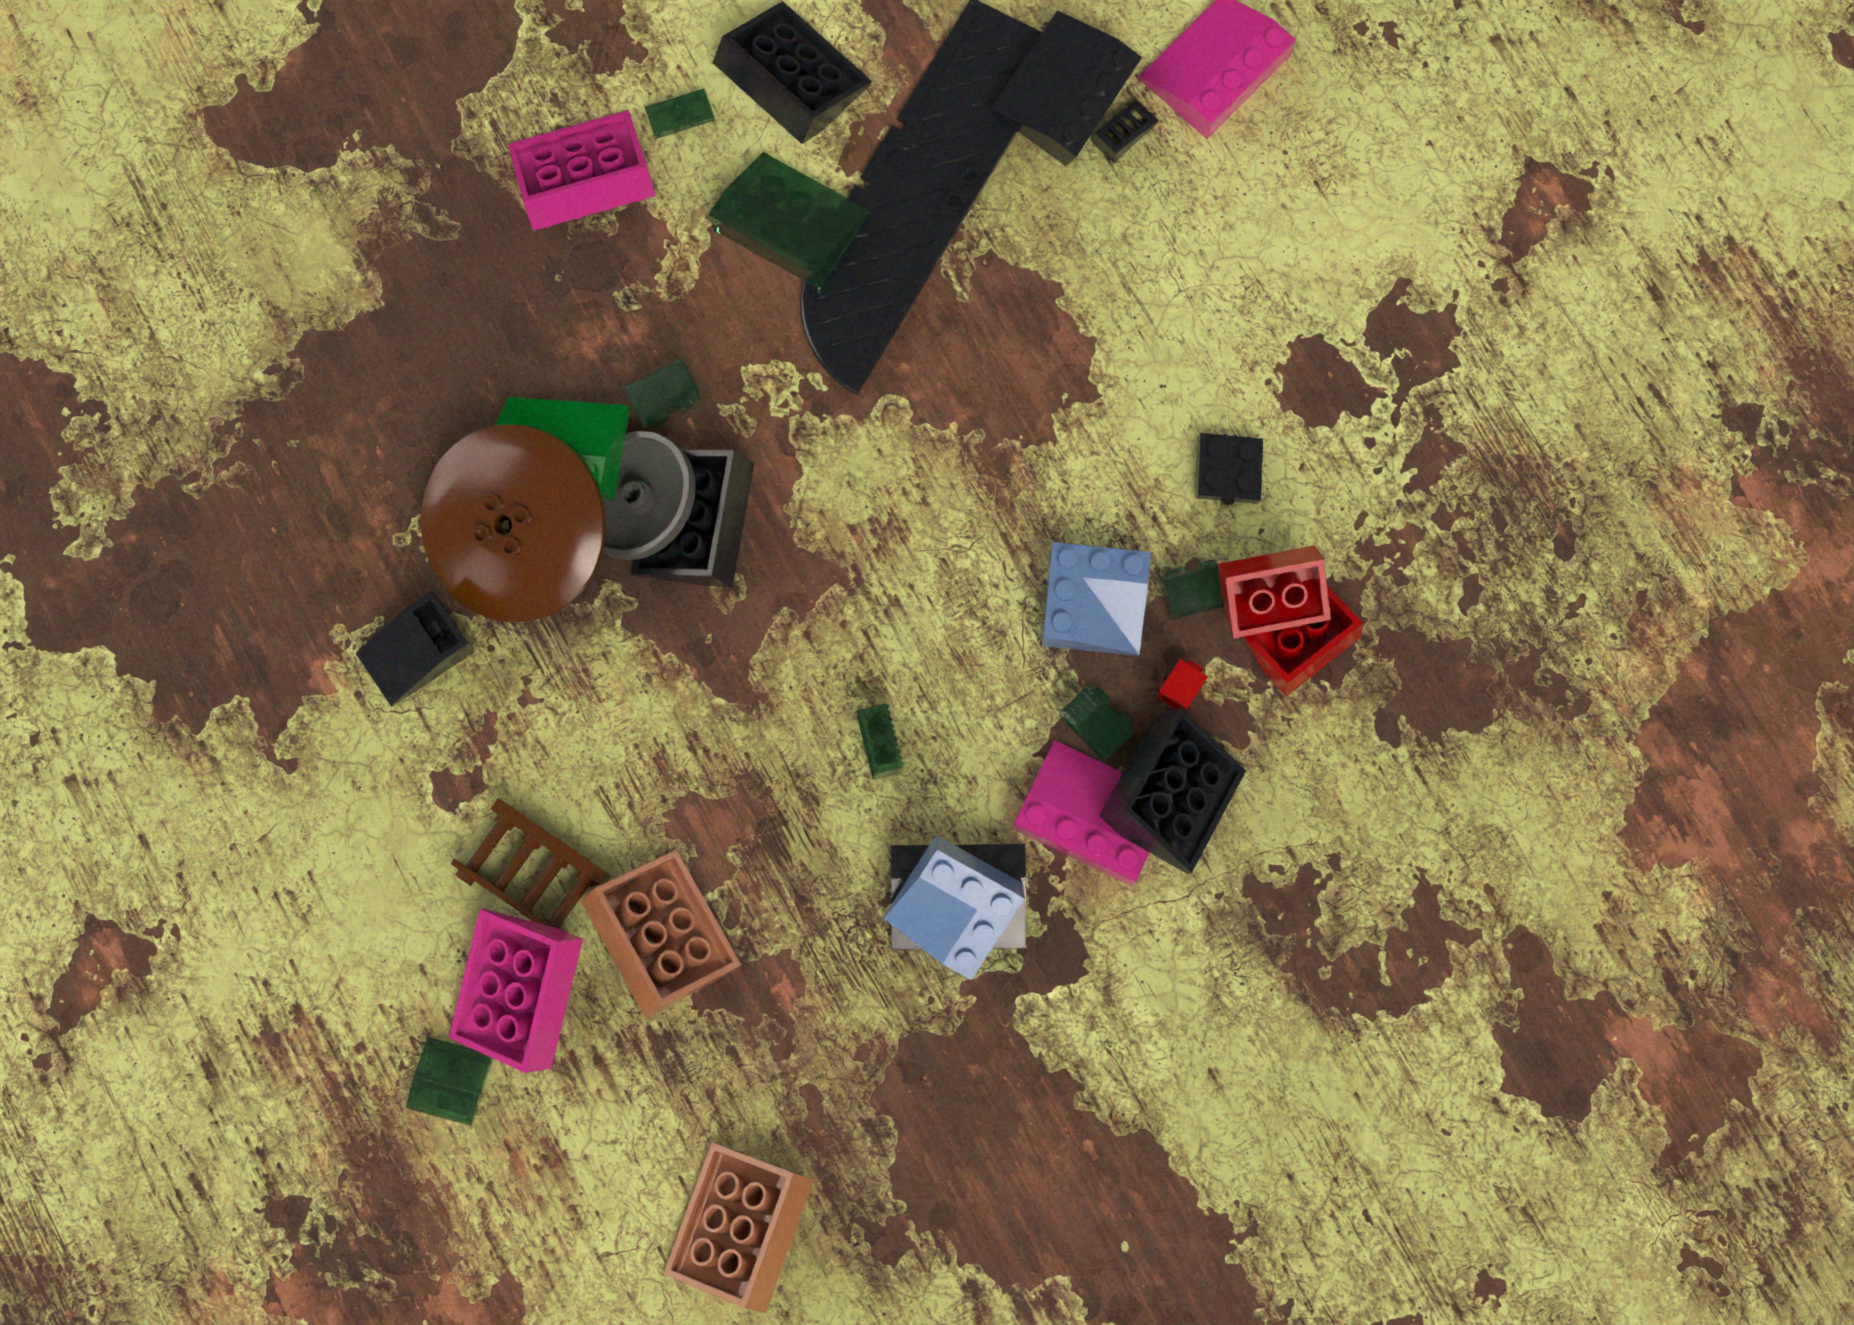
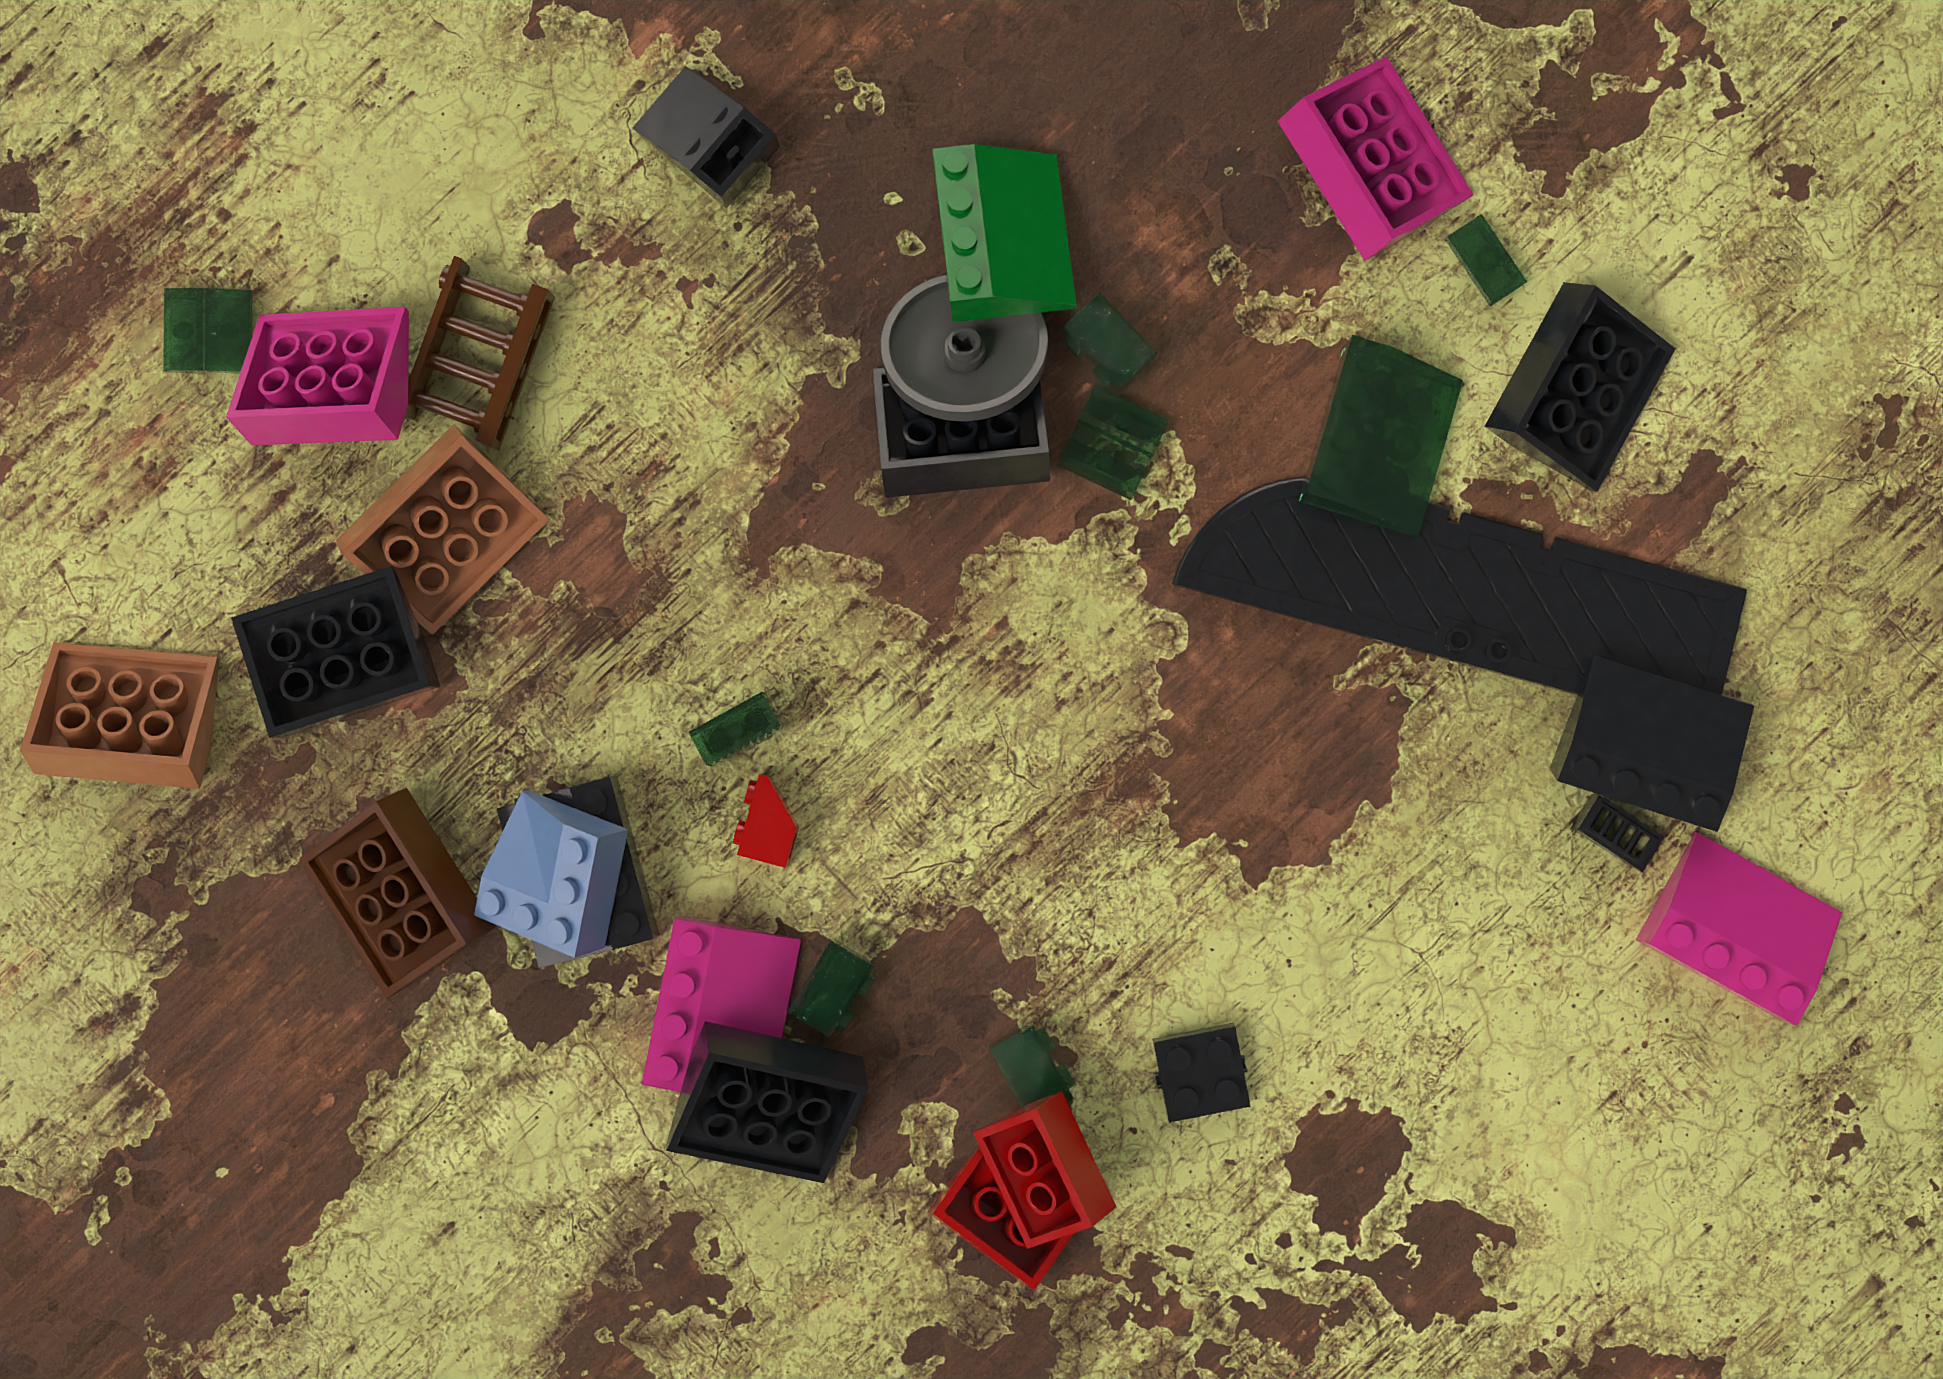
camera: 80 degrees right, 10 degrees up
(553, 516) = (915, 246): reddish brown dish -> none
(735, 1038) = (334, 653): none -> black slope
(738, 411) = (1113, 442): none -> clear green slope
(938, 1044) = (395, 891): none -> reddish brown slope
(960, 738) = (769, 827): none -> red slope
(1095, 598) = (987, 947): medium blue slope -> none
(1182, 685) = (906, 1081): red brick -> none

